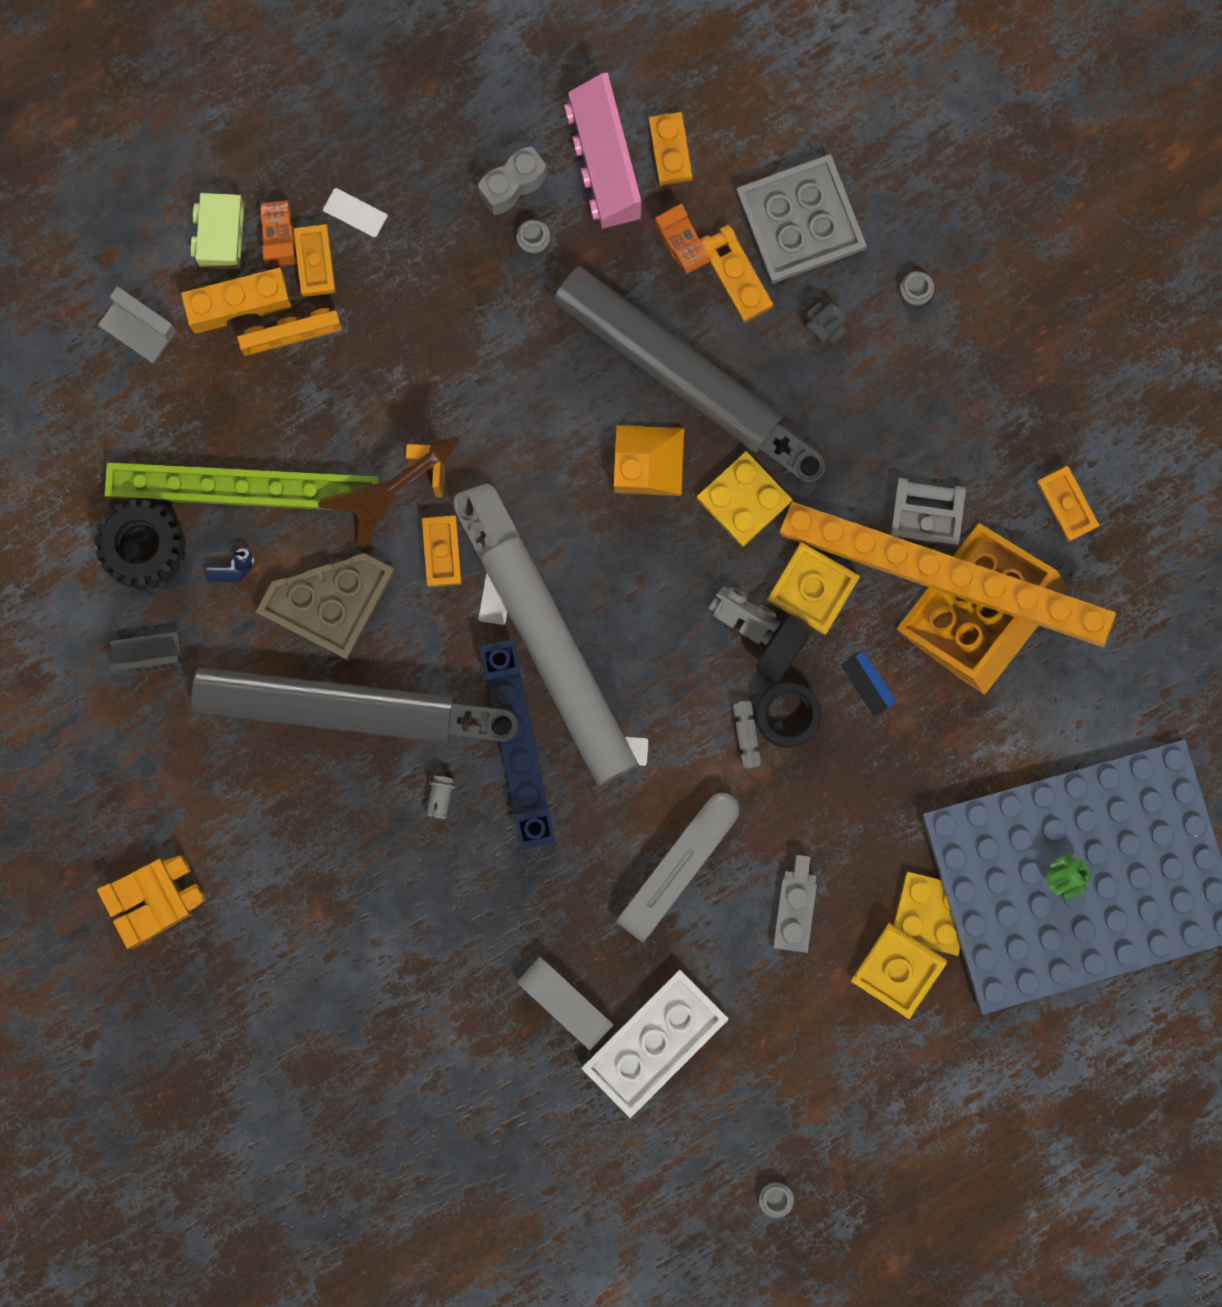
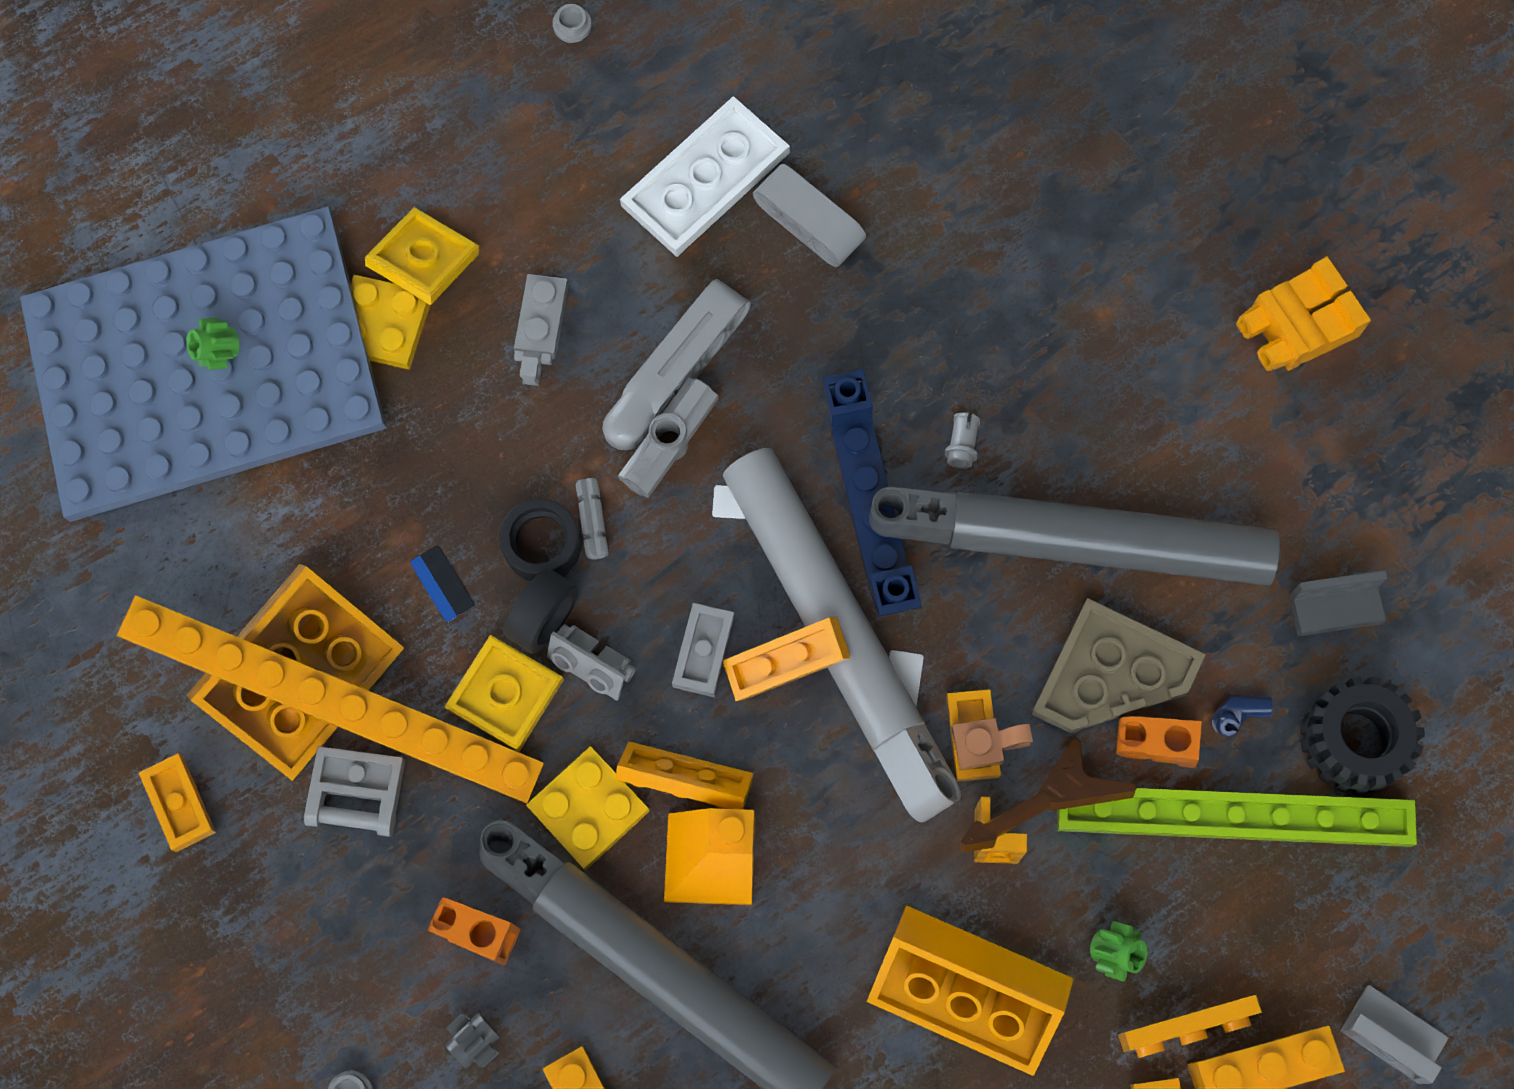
camera: 175 degrees left, 10 degrees down
(296, 545) = (1159, 740): none -> orange leg
(339, 385) = (1118, 951): none -> bright green gear
(436, 540) = (982, 744): none -> nougat plate
(451, 358) = (971, 990): none -> light orange slope
(587, 606) = (786, 658): none -> light orange plate
(654, 622) = (703, 650): none -> light grey plate
(668, 520) = (684, 776): none -> light orange plate
(697, 782) = (654, 457): none -> light grey piece
(829, 404) = (474, 930): none -> orange leg

